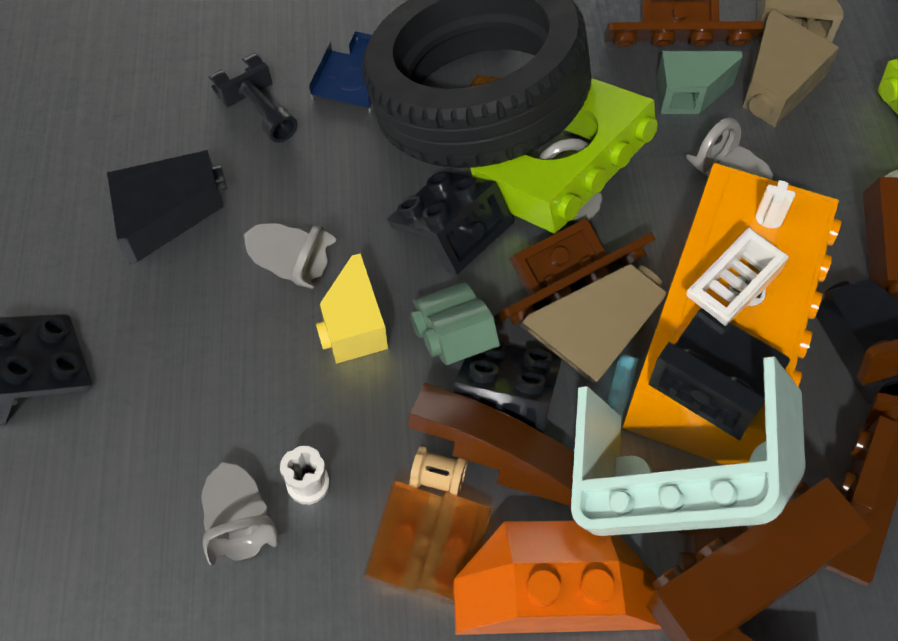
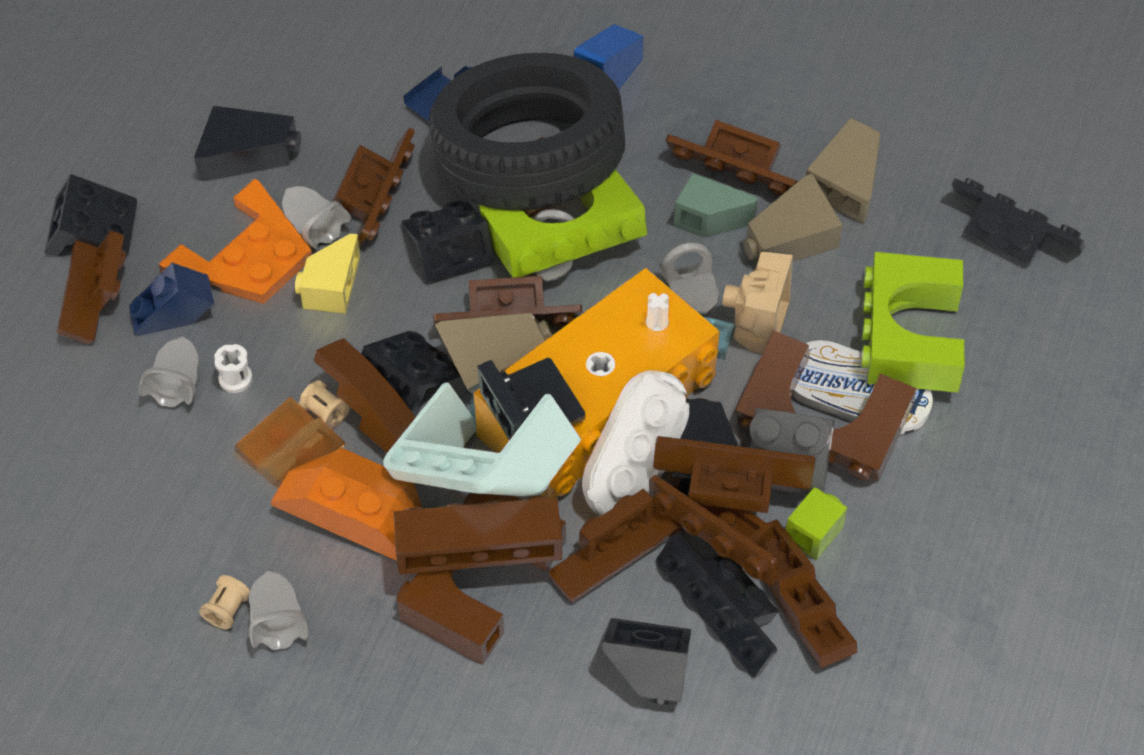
camera: 25 degrees right, 5 degrees down
(69, 448) = (90, 285): none -> reddish brown bracket
(181, 423) = (171, 300): none -> dark blue slope
(251, 329) = (258, 258): none -> orange wing
(276, 122) = (363, 115): black bar -> none
(333, 193) = (368, 181): none -> reddish brown bracket
(454, 323) = (393, 309): sand green brick -> none
(755, 251) = (597, 332): white slope -> none
(830, 151) = (761, 301): none -> tan brick
(830, 367) = (624, 454): none -> white tile

